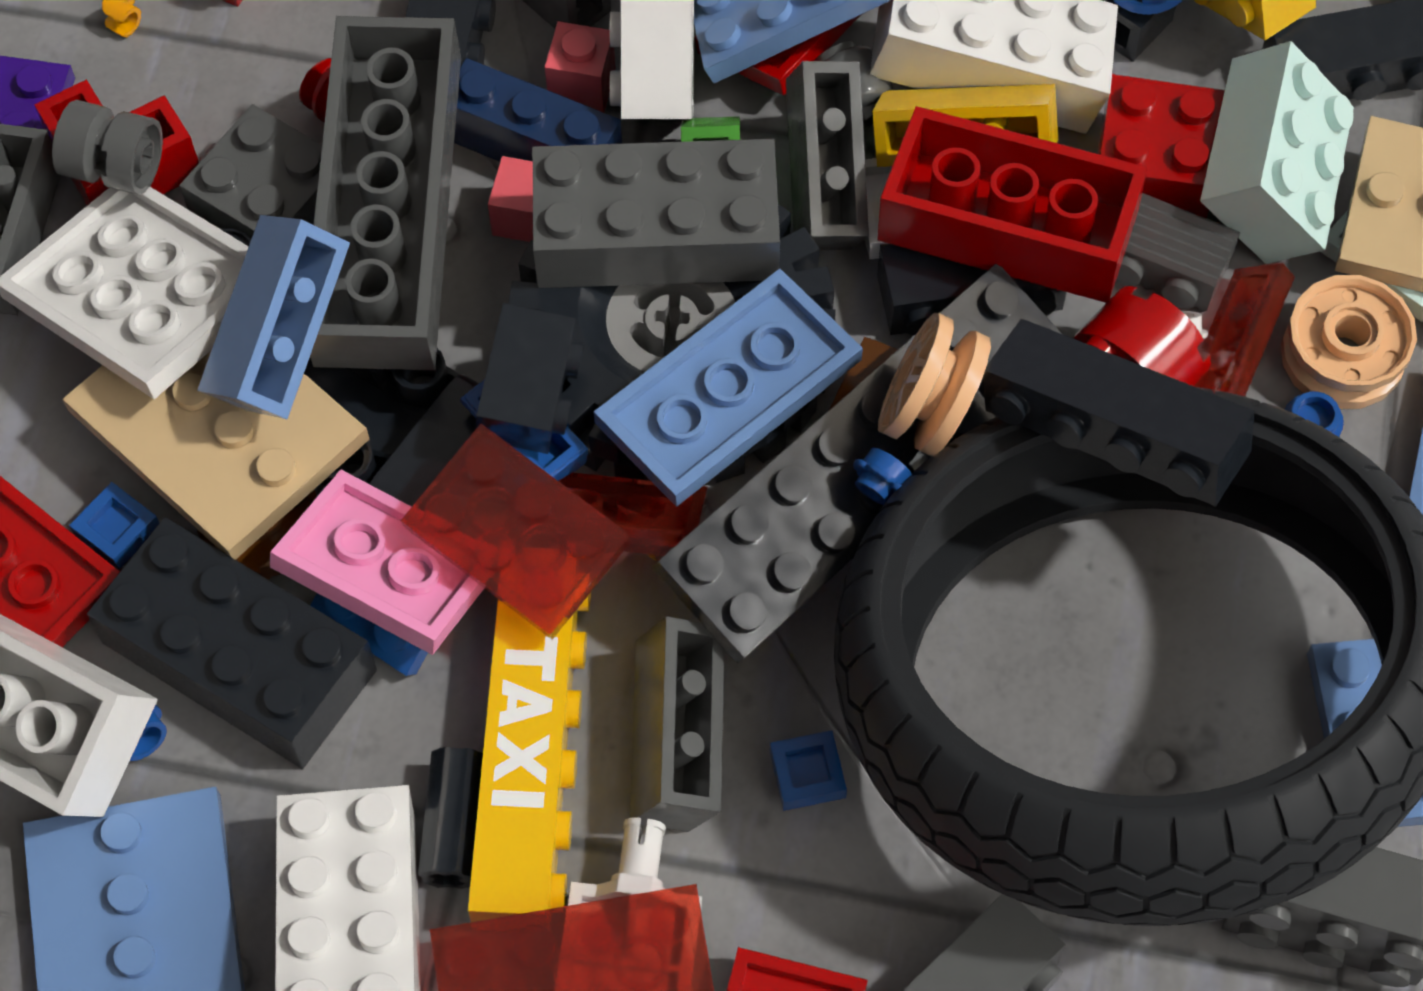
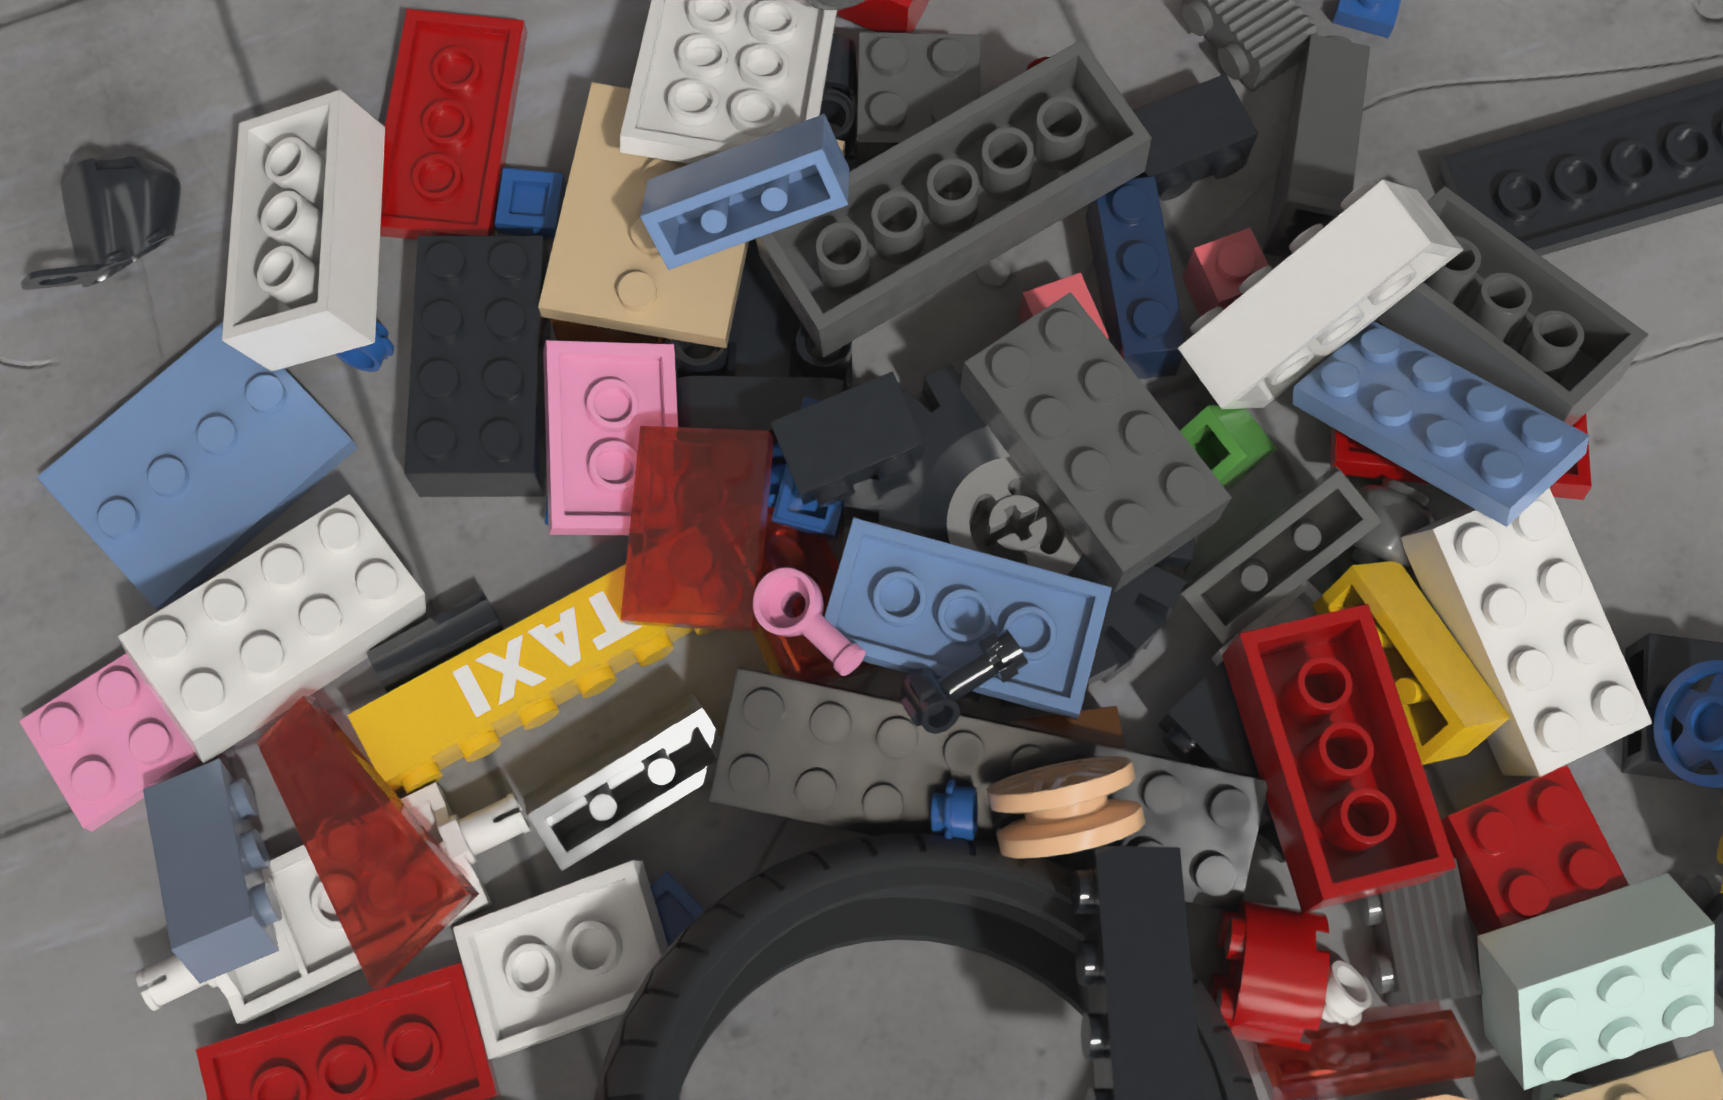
camera: 55 degrees right, 10 degrees up
(655, 487) = (773, 610): none -> bright pink bar
(785, 433) = (932, 699): none -> black bar
(792, 858) = (561, 958): none -> white plate

